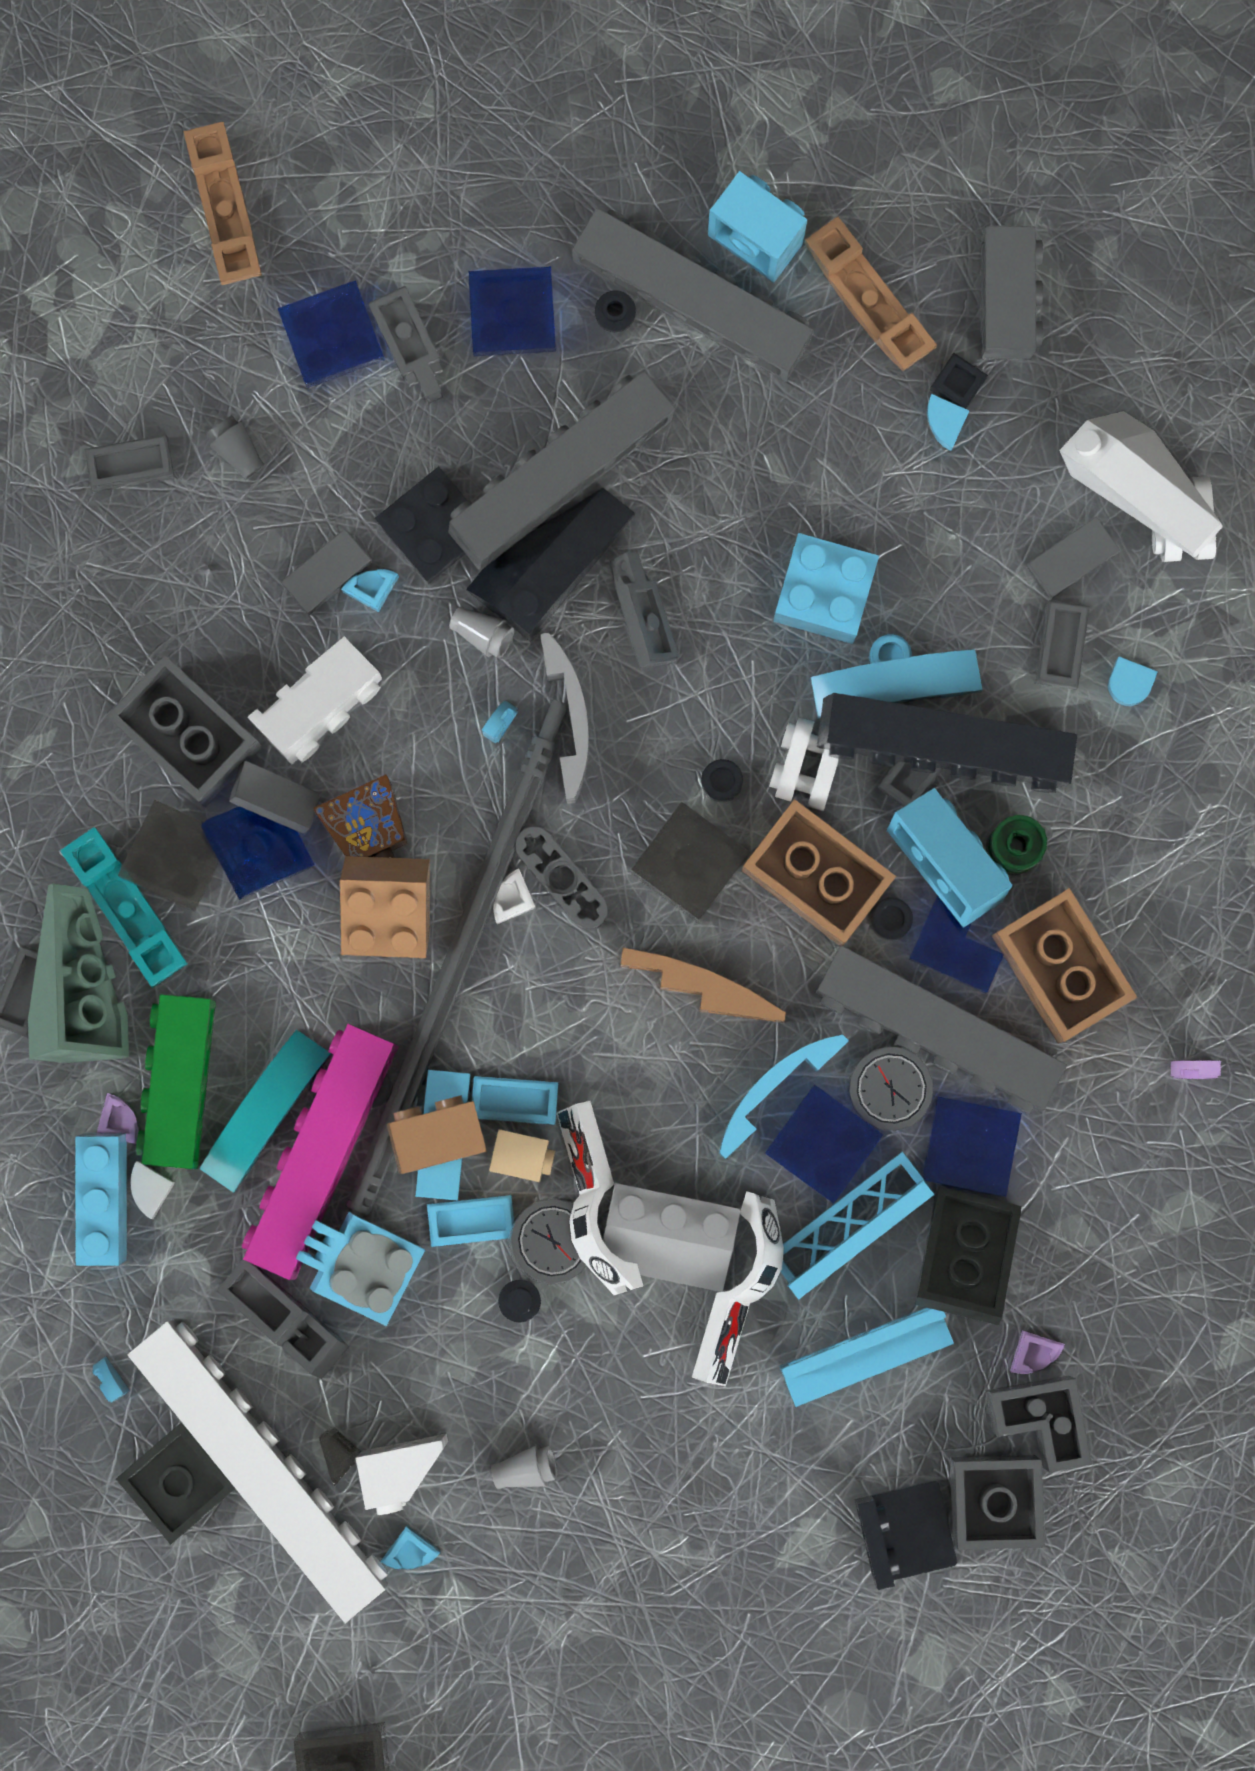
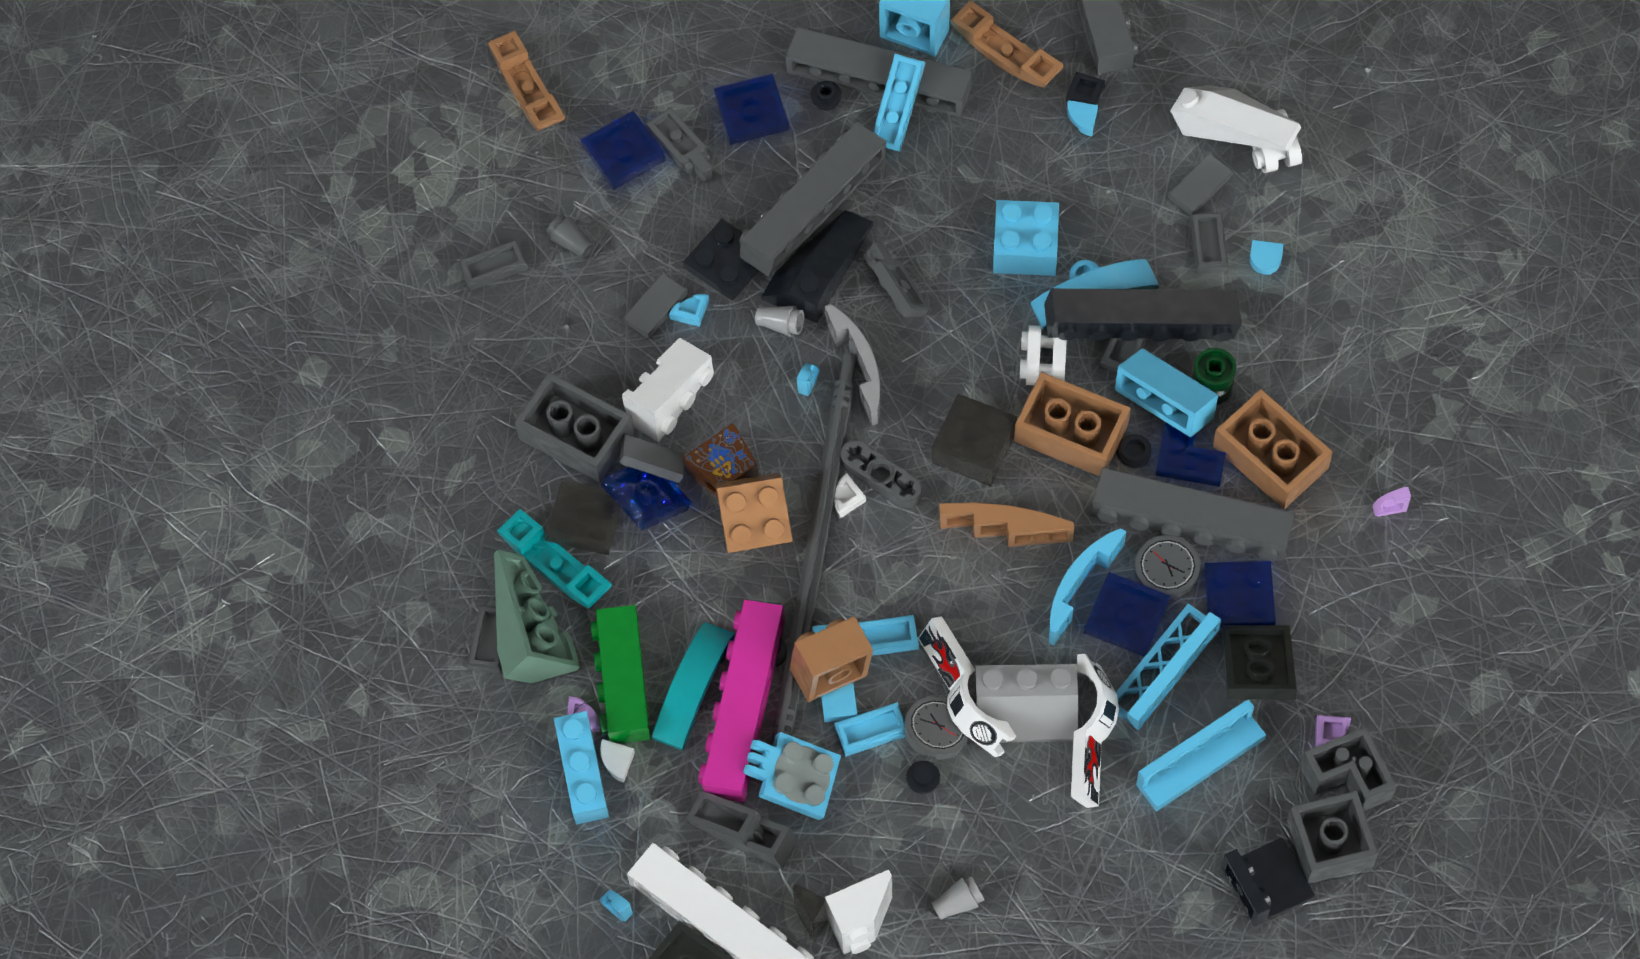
camera: 10 degrees left, 20 degrees down
(521, 1156) = (898, 671): tan brick -> none
(705, 351) = (898, 100): none -> medium azure tile
(722, 780) = (983, 384): black tile -> none

